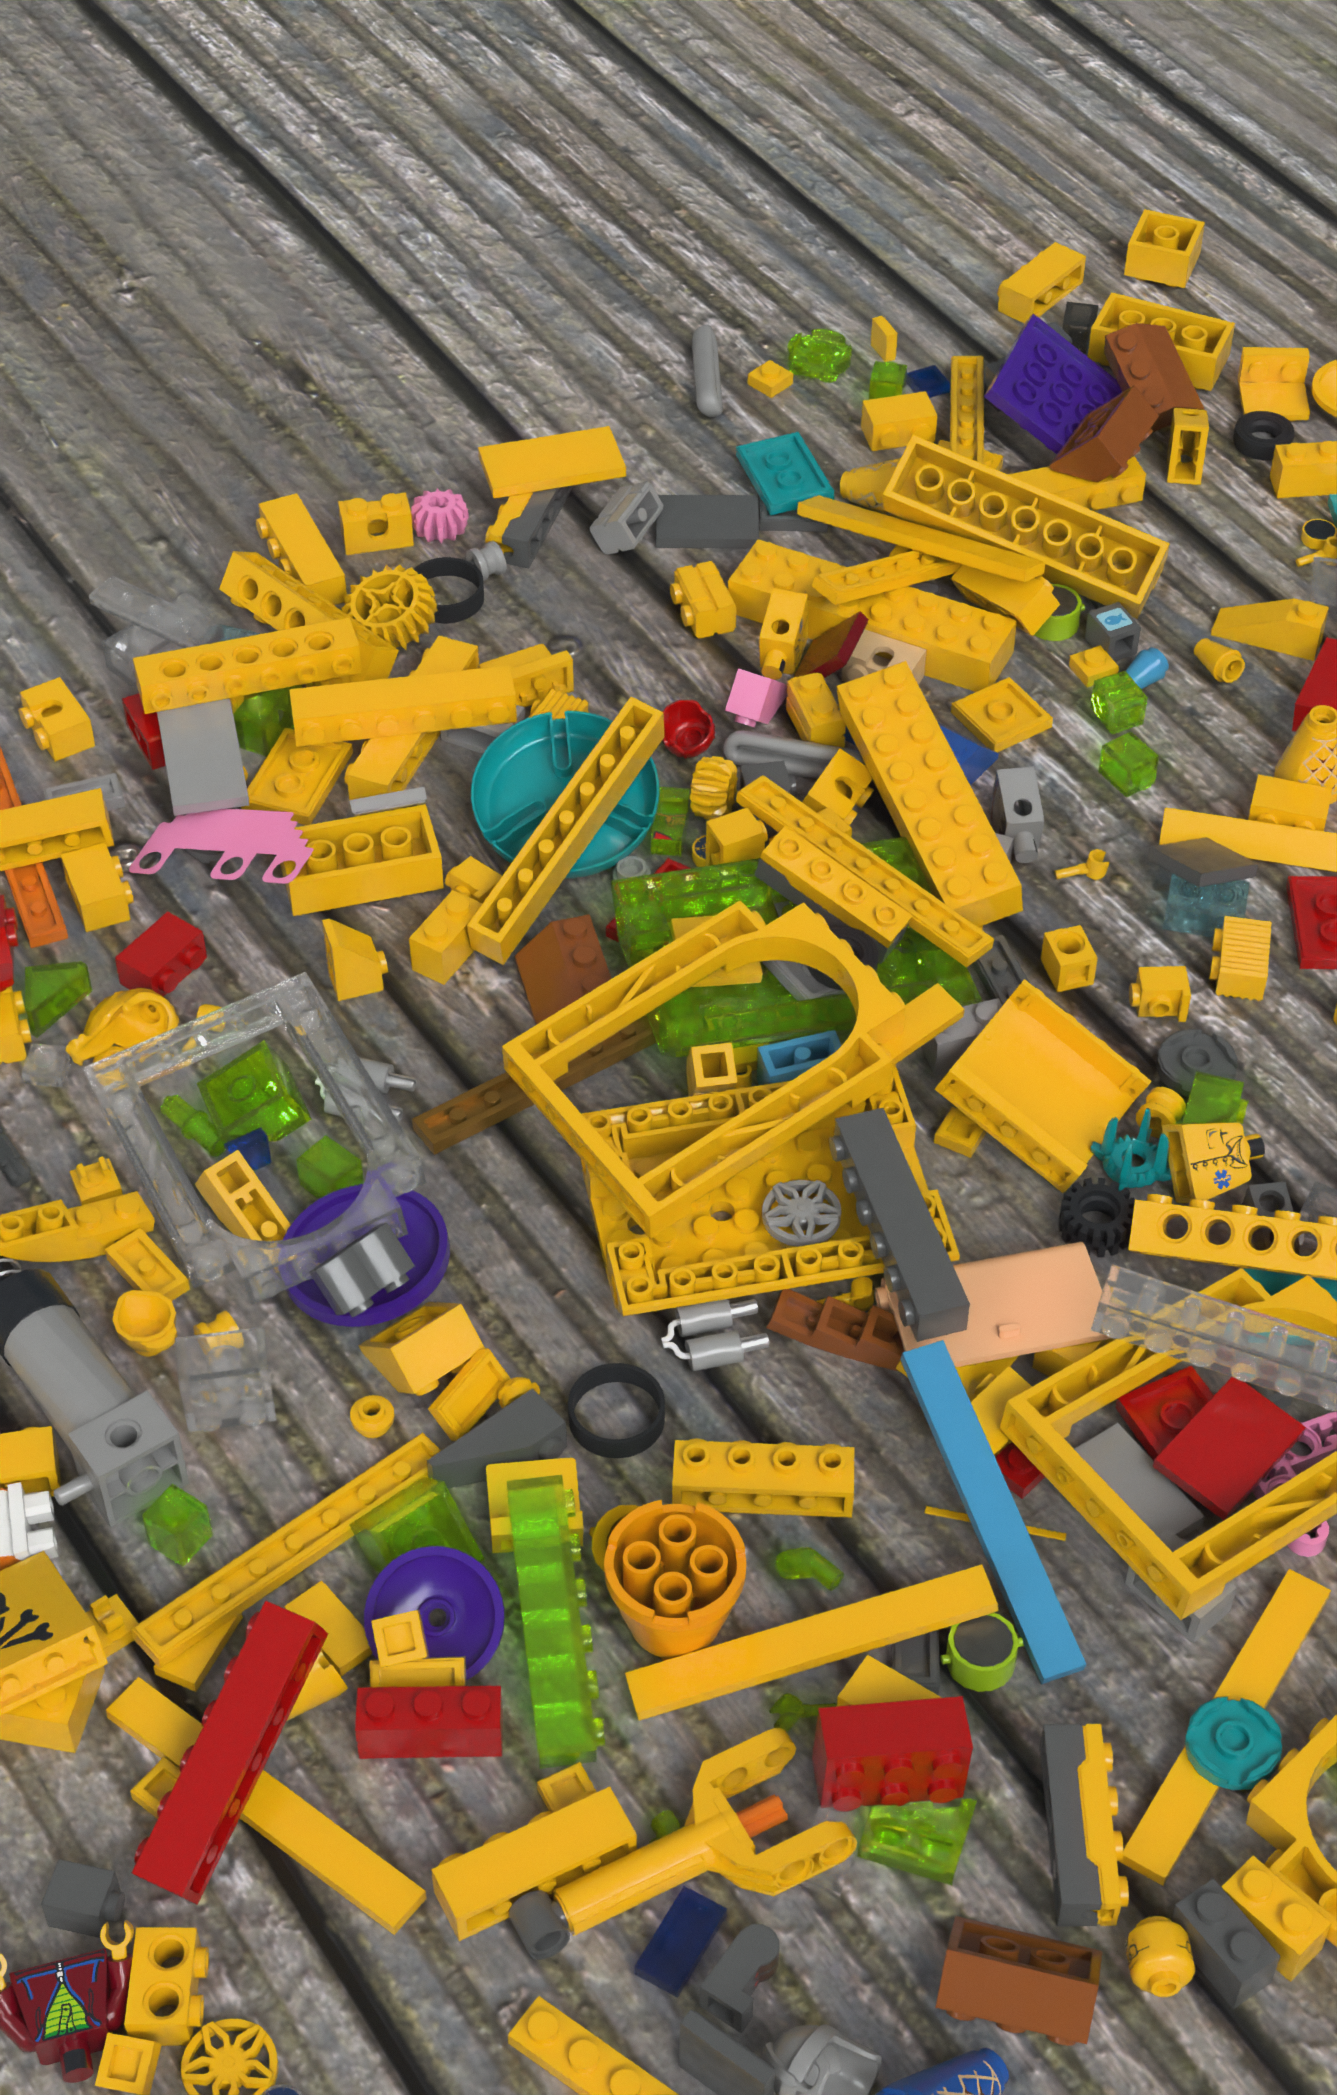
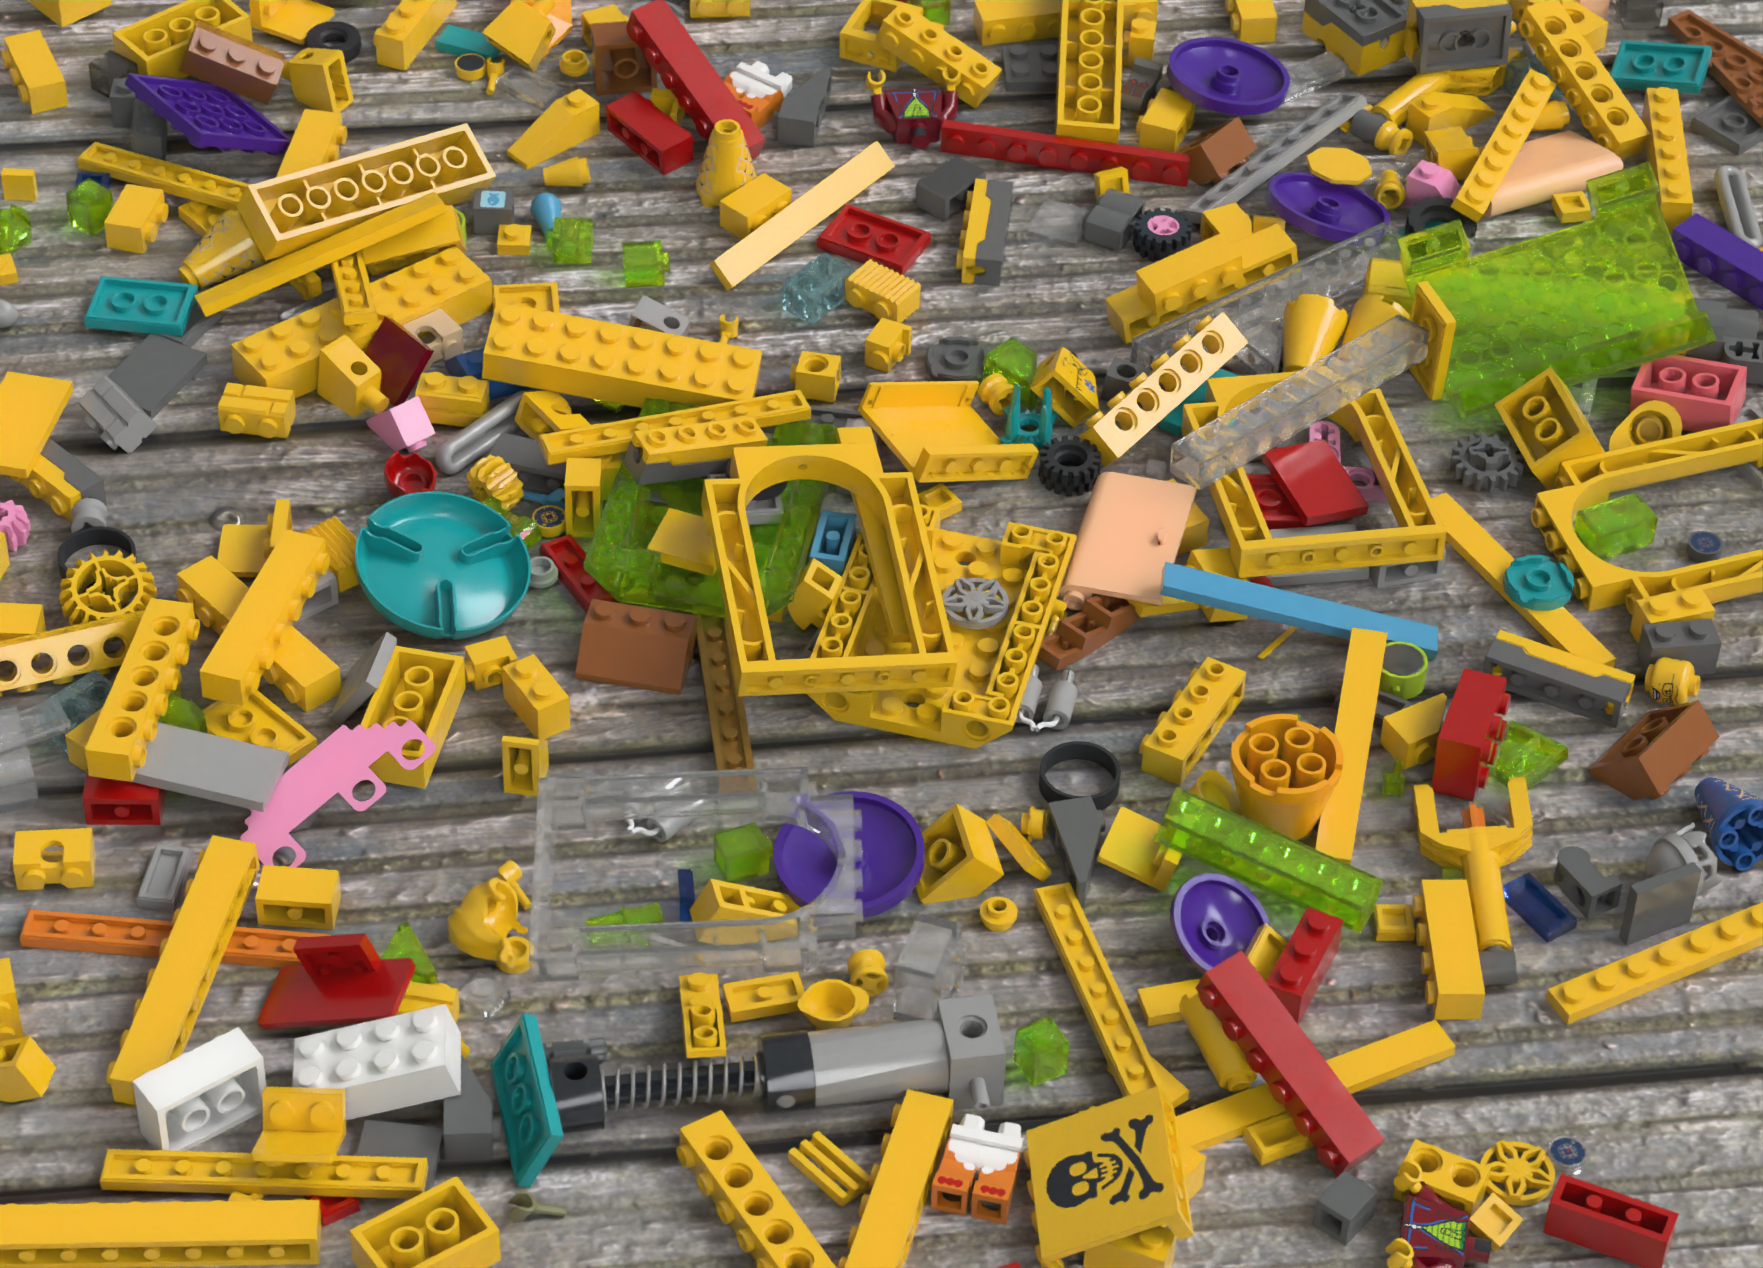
camera: 65 degrees left, 5 degrees down
(95, 1181) = (643, 1003): yellow tile -> none
(162, 955) = (420, 880): red brick -> none
(254, 1094) = (633, 865): clear neon green slope -> none
(363, 1269) = (892, 842): dark grey brick -> none
(400, 1638) = (1237, 937): yellow tile -> none
(411, 1520) = (1132, 921): clear neon green slope -> none
(566, 831) = (501, 566): yellow brick -> none
(899, 1225) = (1044, 541): dark grey brick -> none
(1107, 438) = (292, 110): dark orange slope -> none
(1202, 862) = (787, 265): dark grey tile -> none

